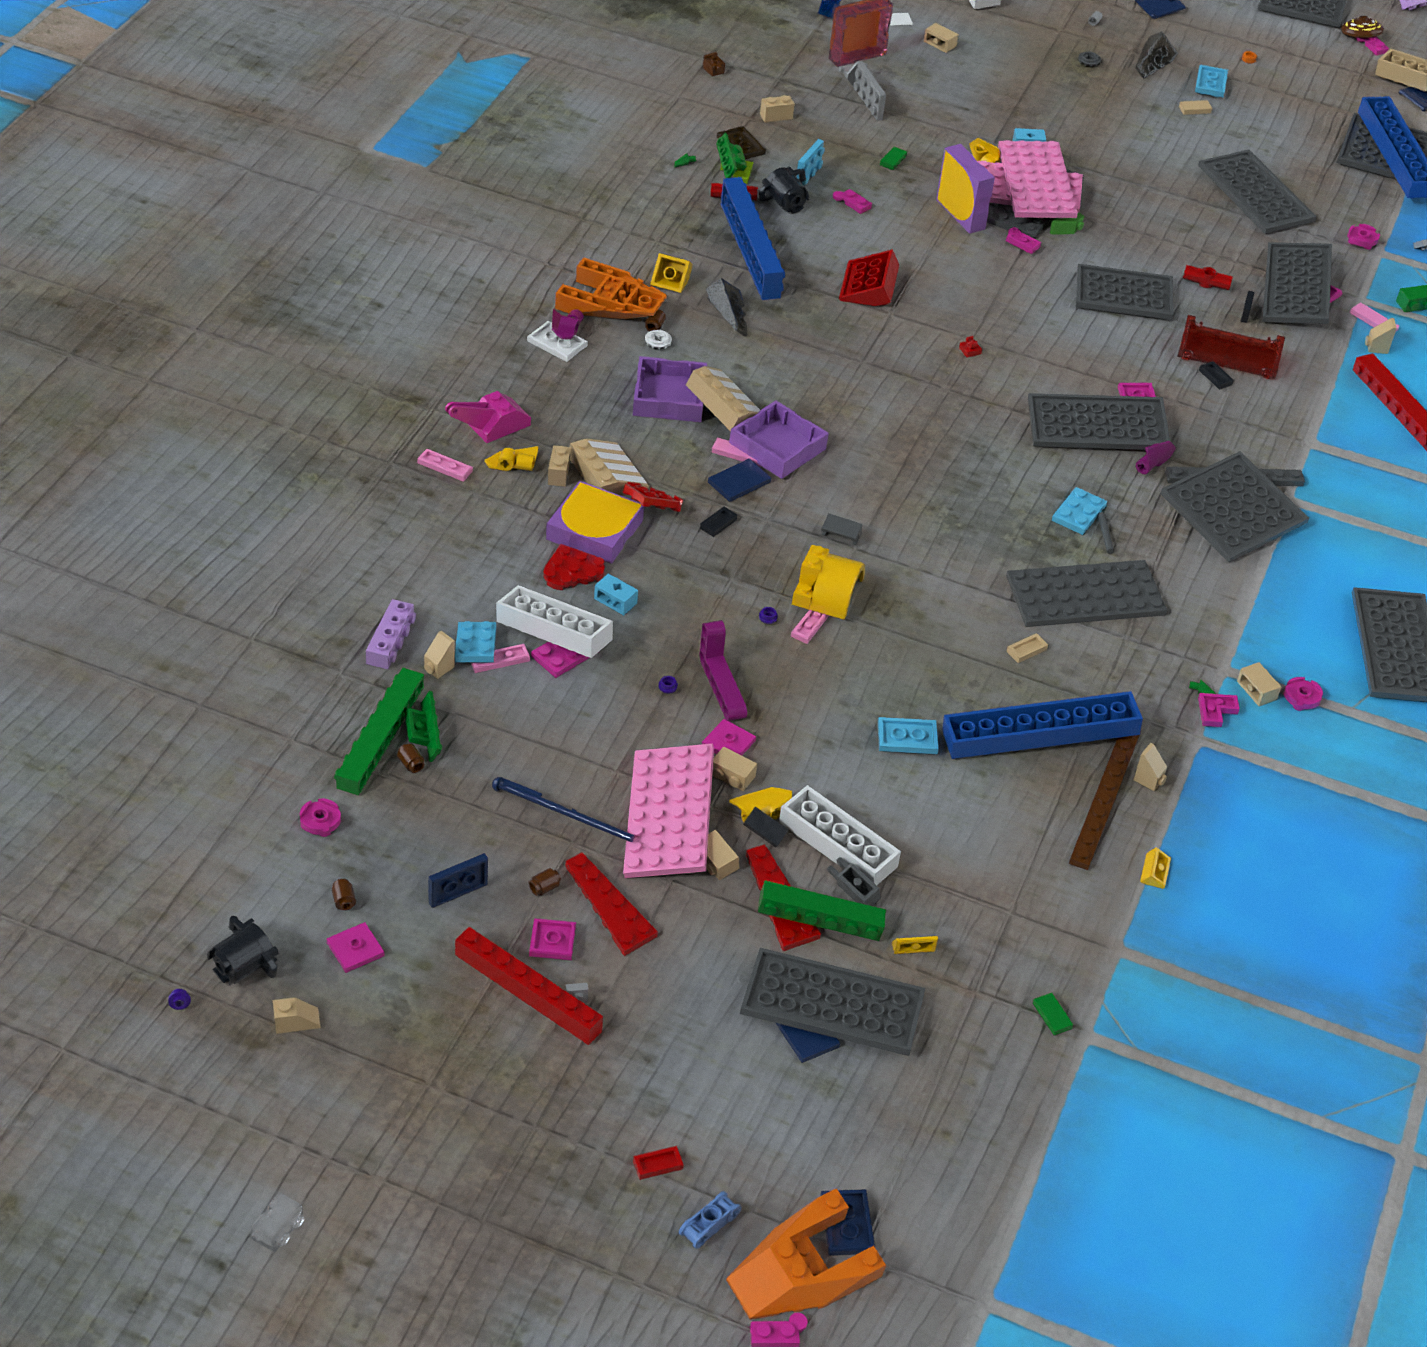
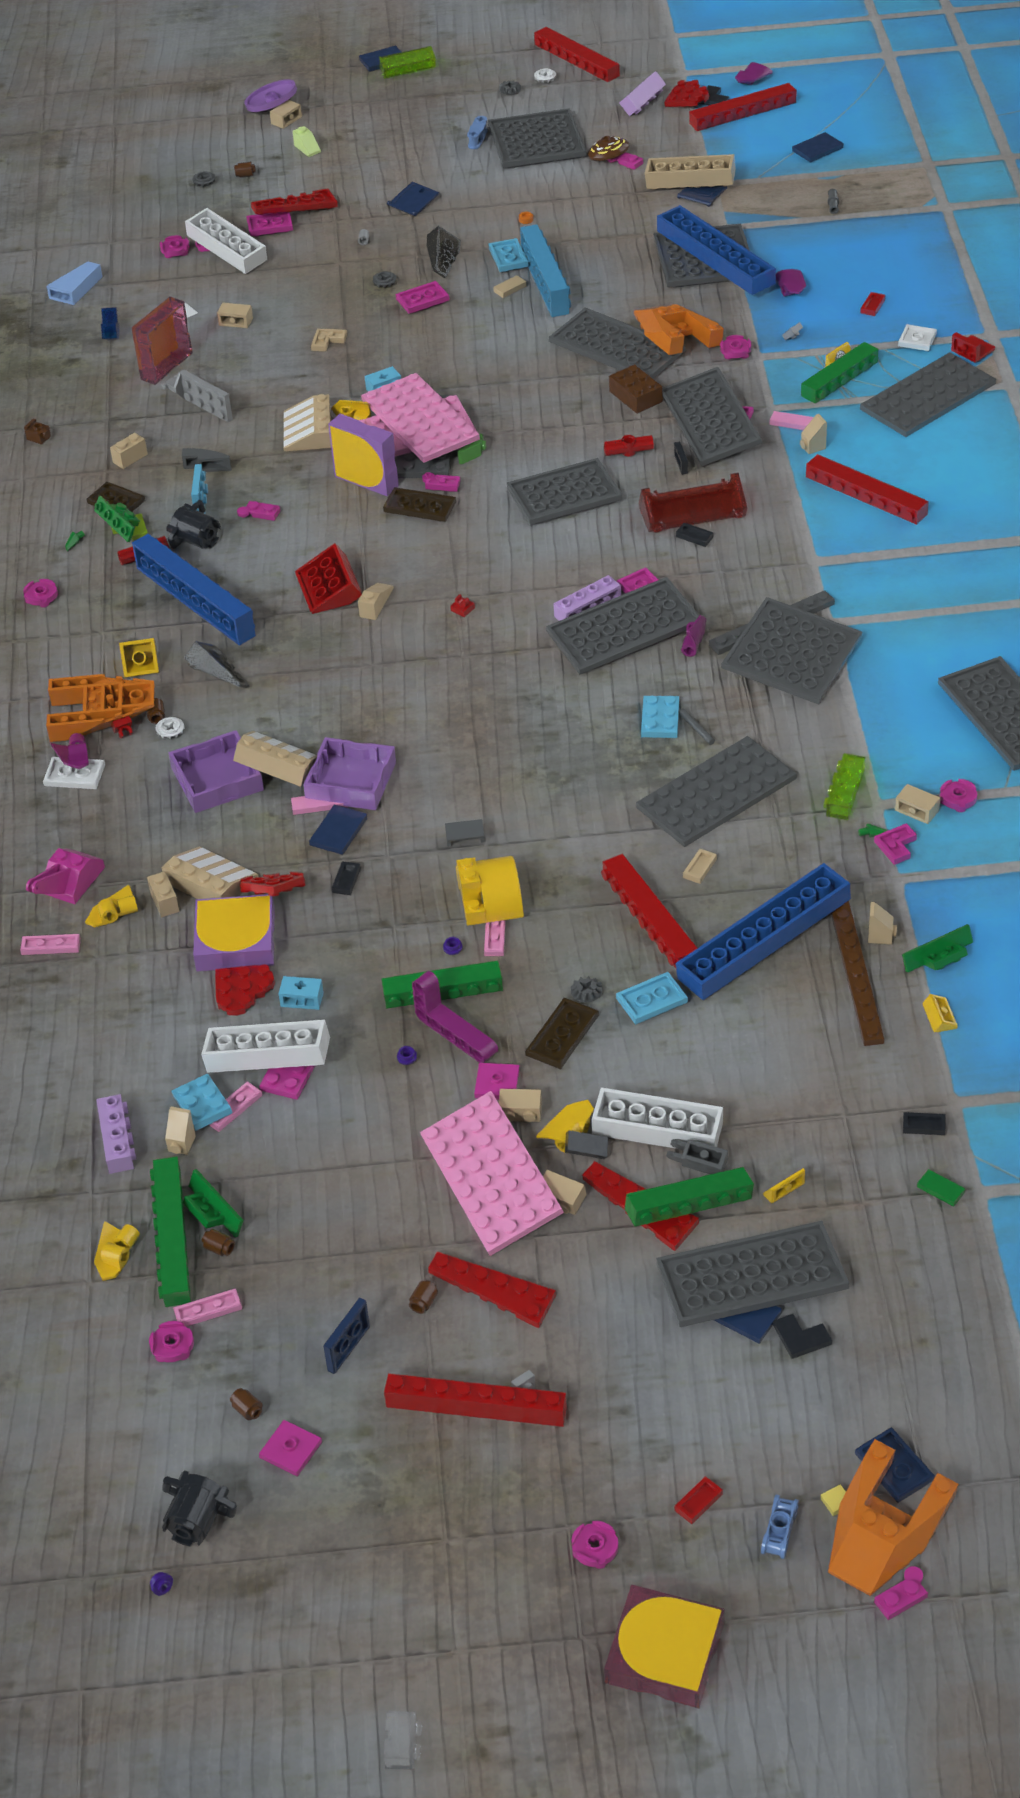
camera: 20 degrees left, 0 degrees up
(294, 1015) = (280, 1542): tan slope -> none
(327, 723) = (114, 1249): none -> yellow panel
(368, 805) = (208, 1308): none -> bright pink tile
(535, 797) = (360, 1221): dark blue bar -> none
(543, 1264) = (664, 1646): none -> yellow tile
(548, 1163) = (595, 1556): none -> dark pink plate
(552, 939) = (466, 1346): dark pink plate -> none
(620, 319) = (121, 725): none -> red tile
(628, 190) = (40, 593): none -> dark pink plate
(742, 643) = (453, 983): none -> green brick
(772, 1220) = (833, 1498): none -> light yellow tile
(811, 728) = (562, 1033): none -> dark brown tile
(835, 142) = (210, 460): none -> dark grey slope
(838, 1079) = (799, 1341): none -> black tile
(854, 707) = (586, 995): none -> dark grey gear
(893, 158) = (269, 452): green tile -> none
(897, 310) = (373, 600): none -> tan slope
(931, 149) = (307, 424): none -> tan slope
(954, 659) = (647, 909): none -> red brick
(991, 250) = (419, 504): none -> dark brown plate
(1005, 85) = (325, 336): none -> tan tile
(1075, 953) = (924, 1123): none -> black tile
(1082, 385) = (587, 597): none -> lavender brick
(1111, 86) = (422, 297): none -> dark pink plate
(1191, 815) = (939, 951): none -> green bracket
(1203, 640) = (845, 786): none -> clear neon green brick
(1233, 105) = (545, 271): none -> dark azure brick
(1246, 233) = (635, 389): none -> reddish brown brick
(1311, 191) = (671, 323): none -> orange wedge

